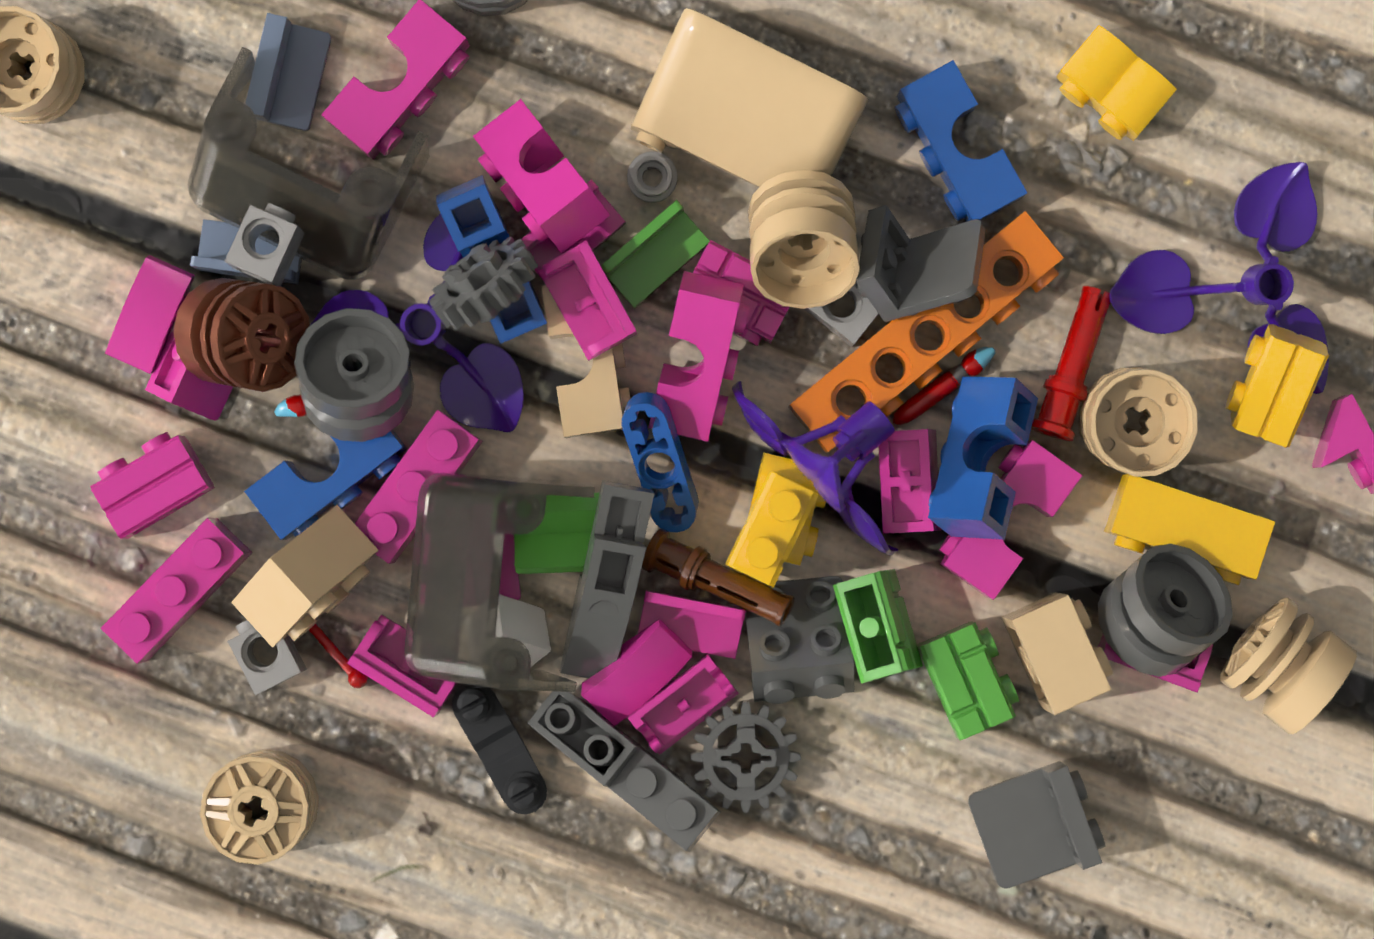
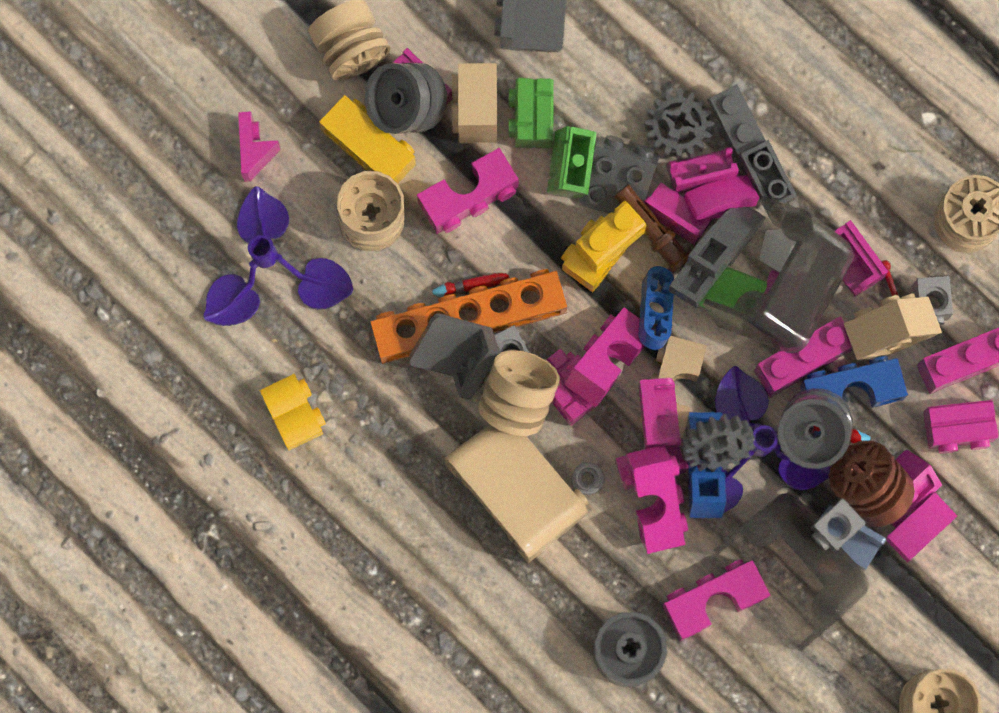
camera: 155 degrees left, 10 degrees down
(287, 73) = (778, 634): sand blue panel -> none
(499, 748) = (818, 186): black piece -> none
(654, 254) = (606, 431): bright green panel -> none
(855, 438) = (537, 267): dark purple plant -> none
(906, 480) = (516, 236): dark pink hinge -> none
(974, 185) = (399, 387): blue arch -> none
(984, 419) = (458, 250): blue arch -> none
(1067, 386) = (400, 252): red pin -> none
(1277, 384) = (281, 197): yellow brick -> none

